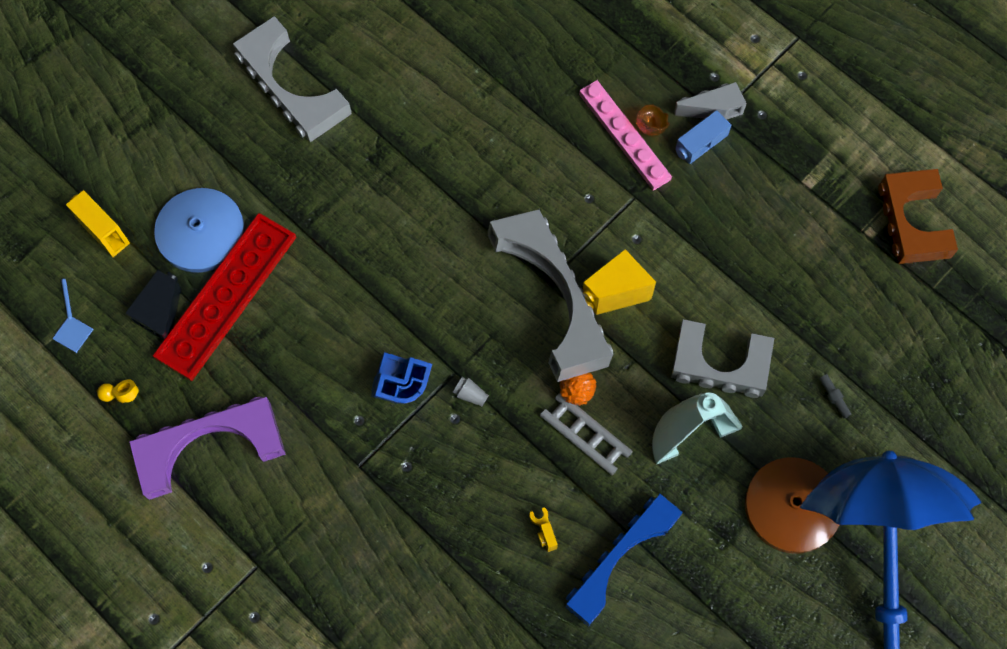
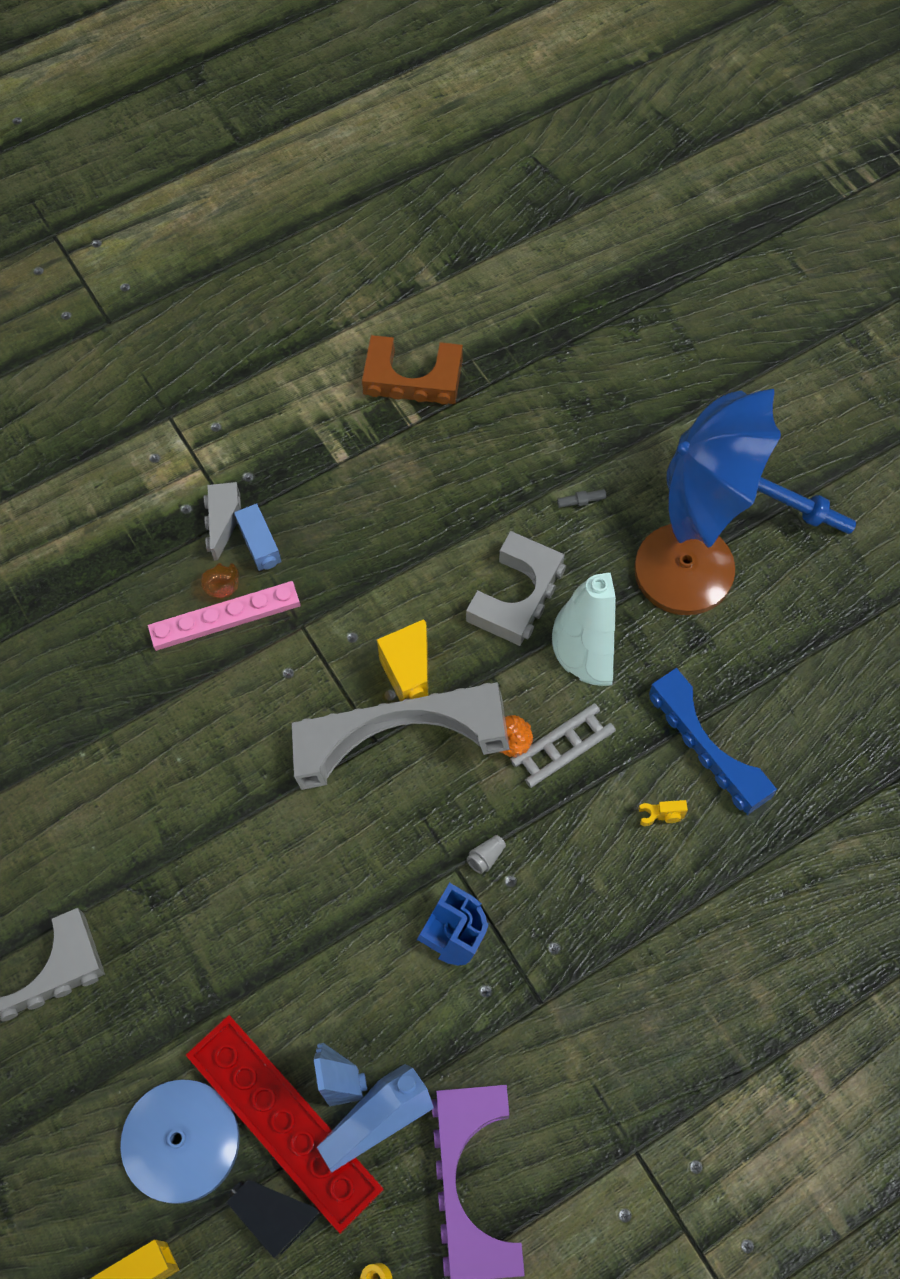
camera: 75 degrees left, 5 degrees down
(245, 363) = (379, 1114): none -> medium blue wedge
(260, 315) = (337, 1077): none -> medium blue wedge

